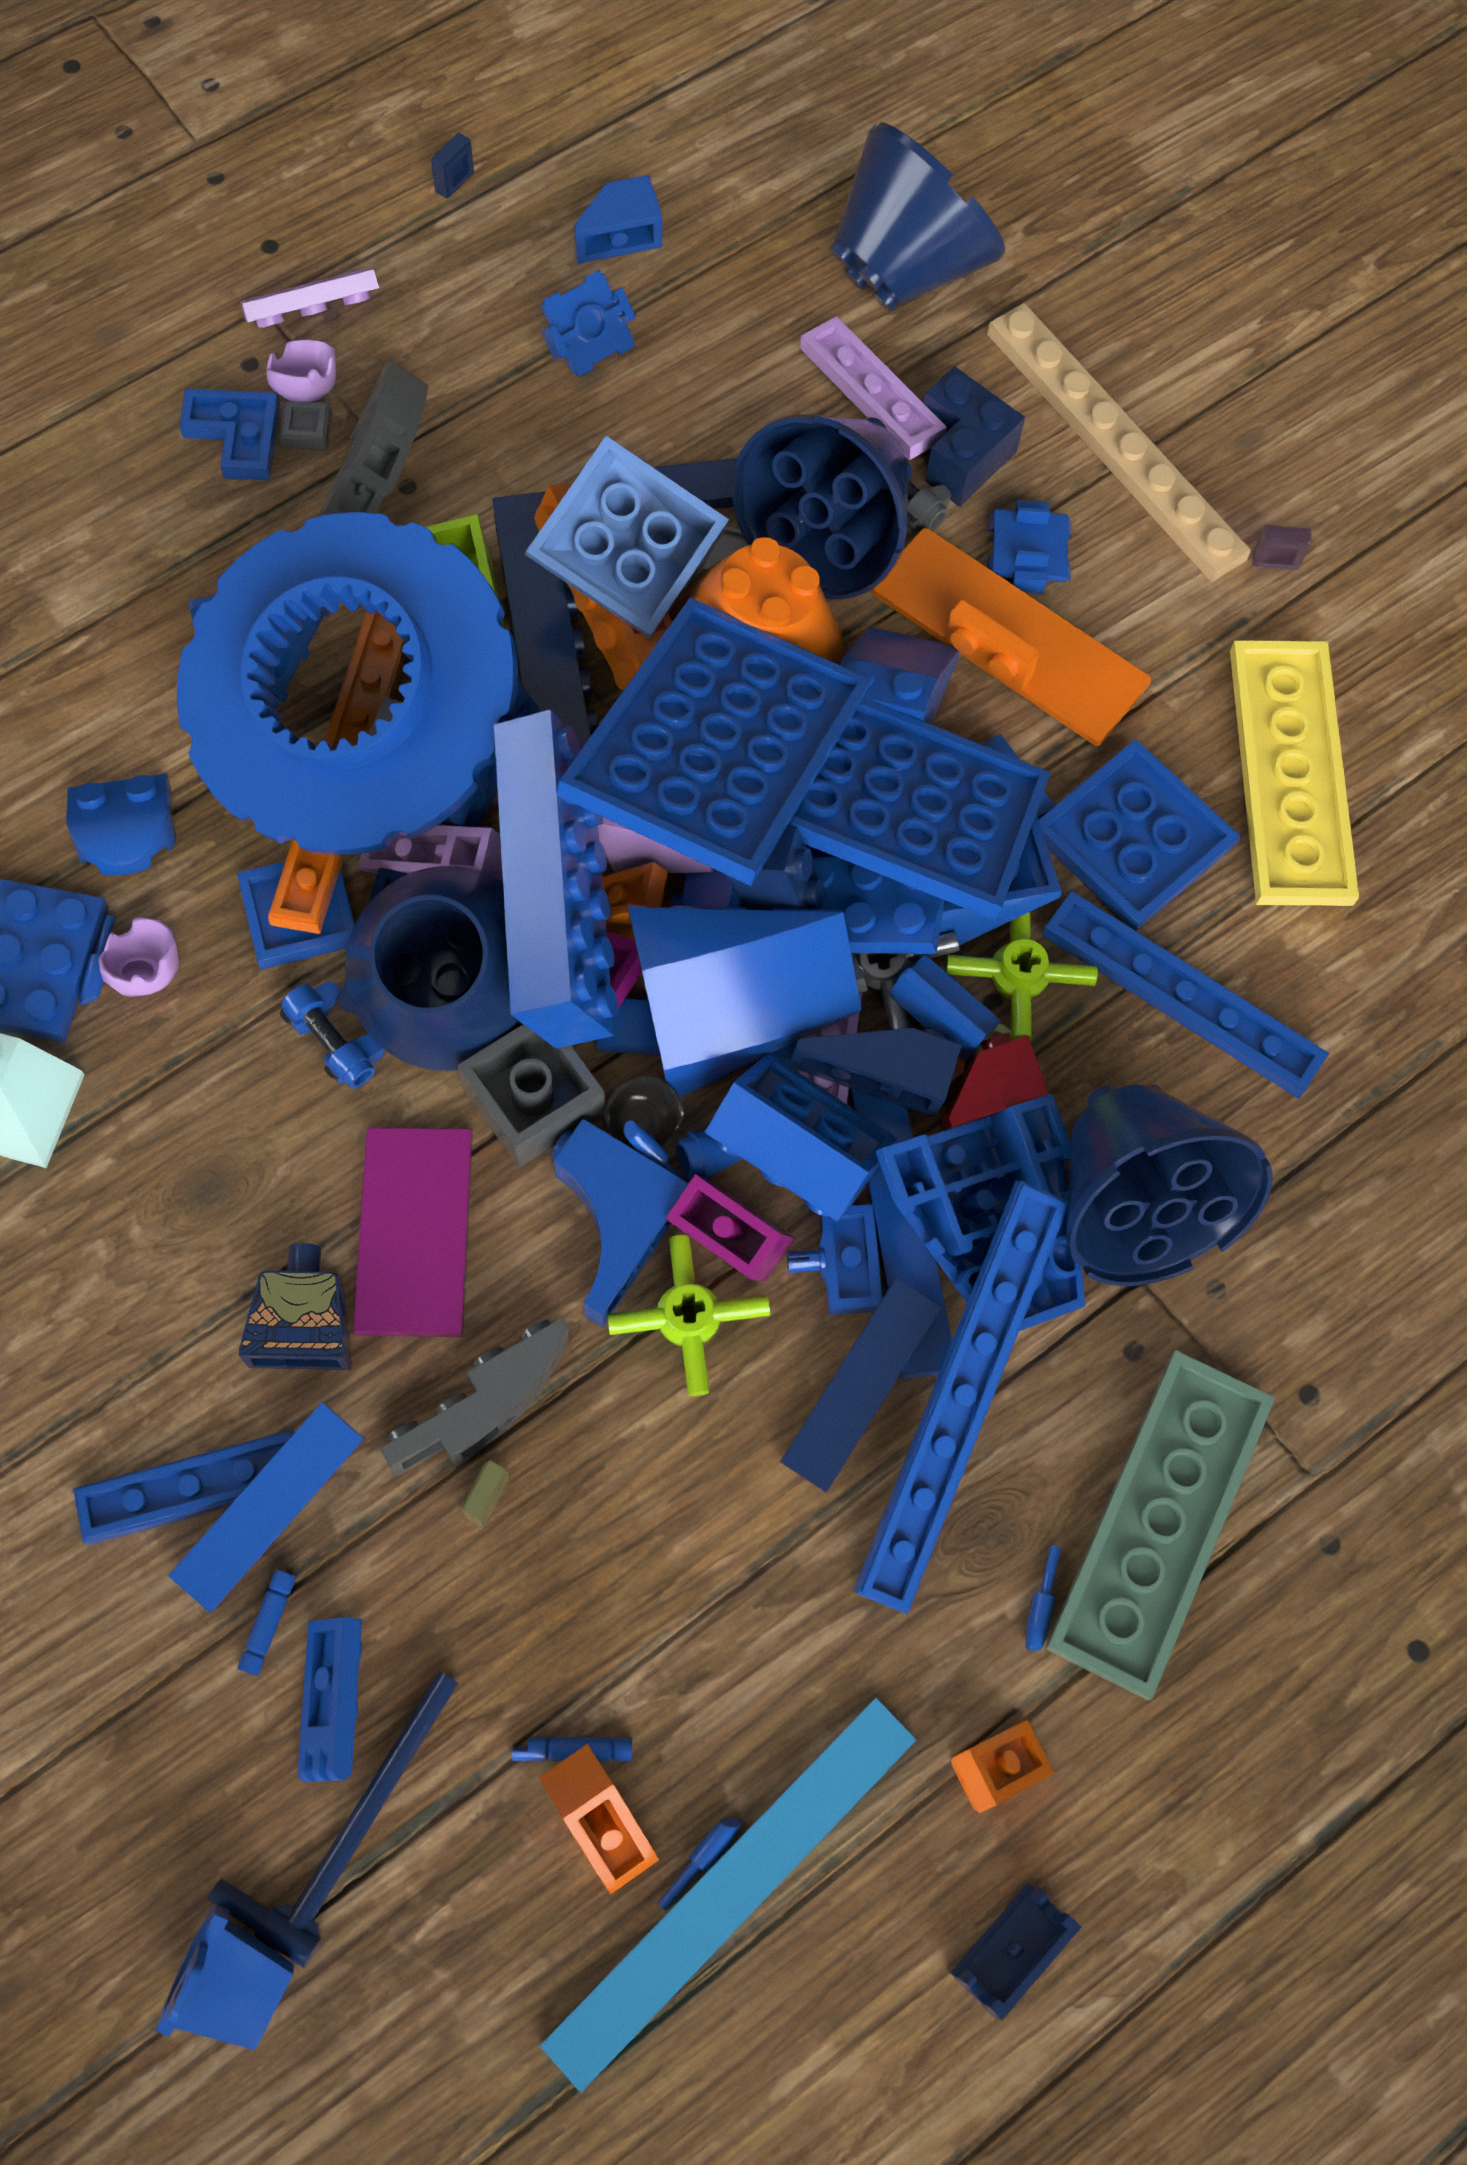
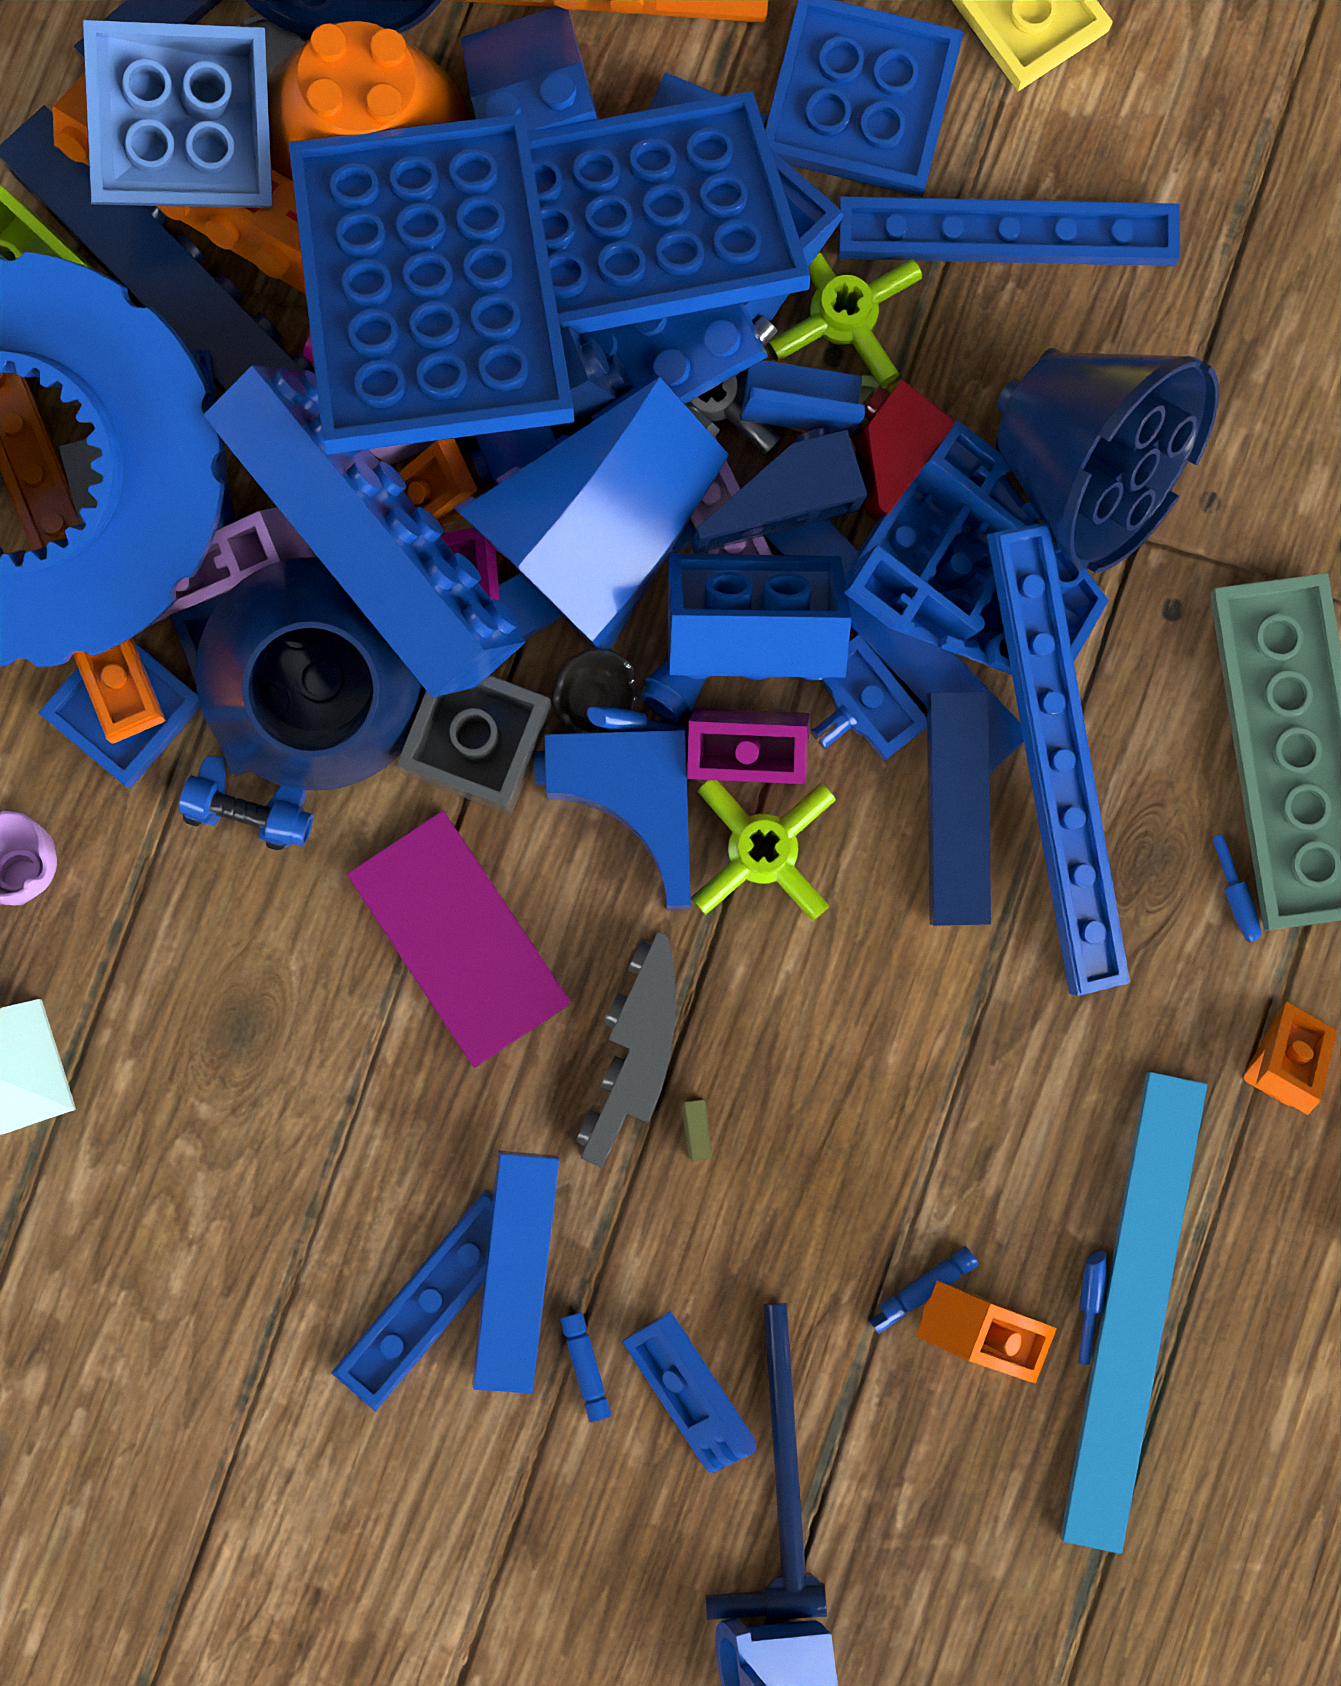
camera: 30 degrees left, 15 degrees up
(298, 1317) = (415, 1088): torso -> none

